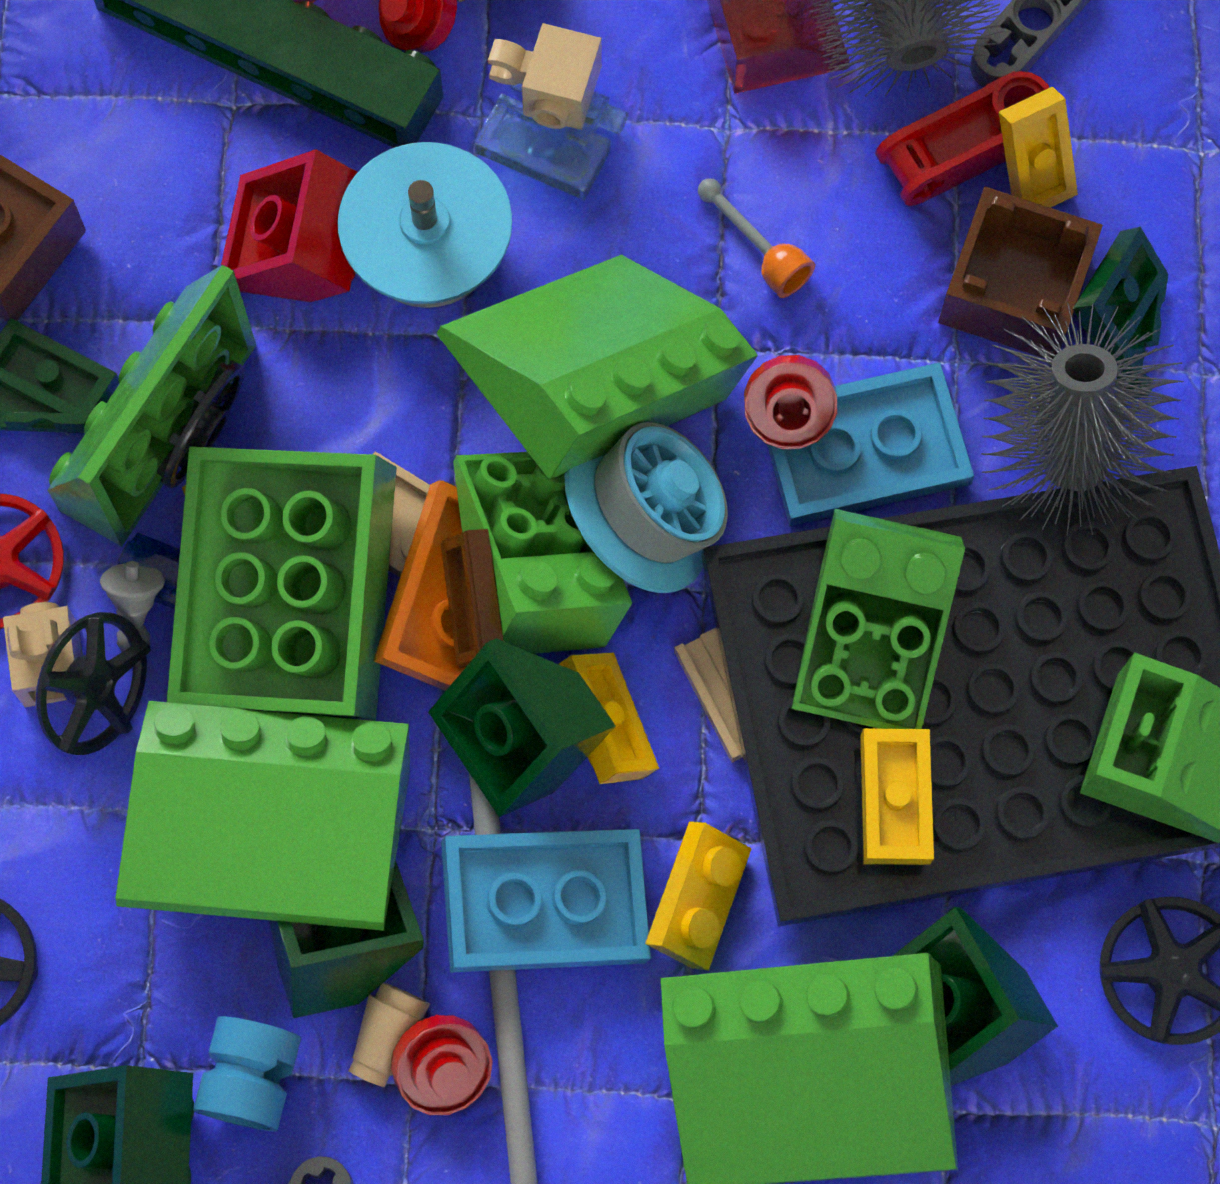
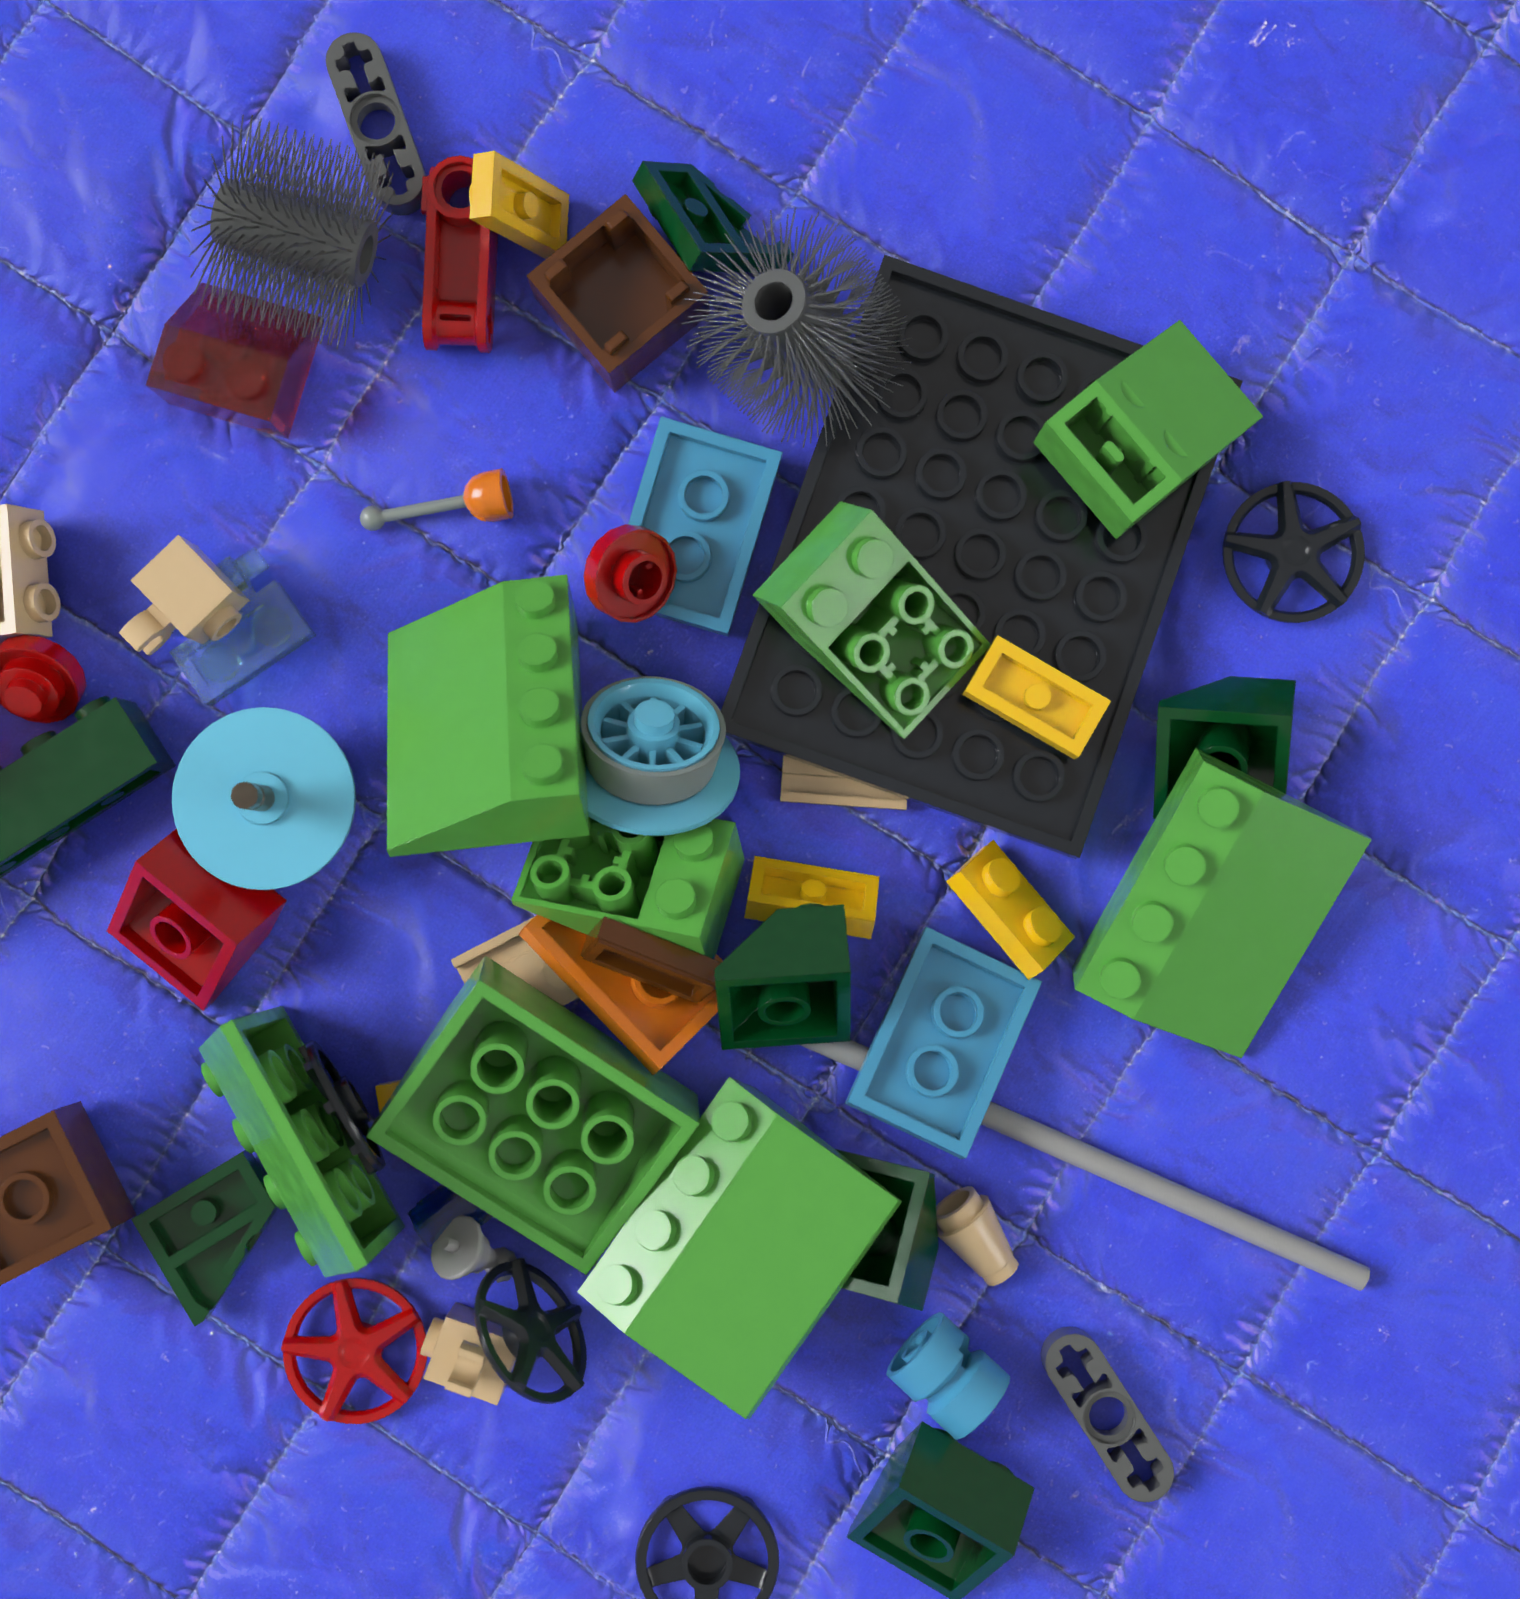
camera: 65 degrees left, 15 degrees up
(441, 1065) = (1031, 1207): red plate -> none

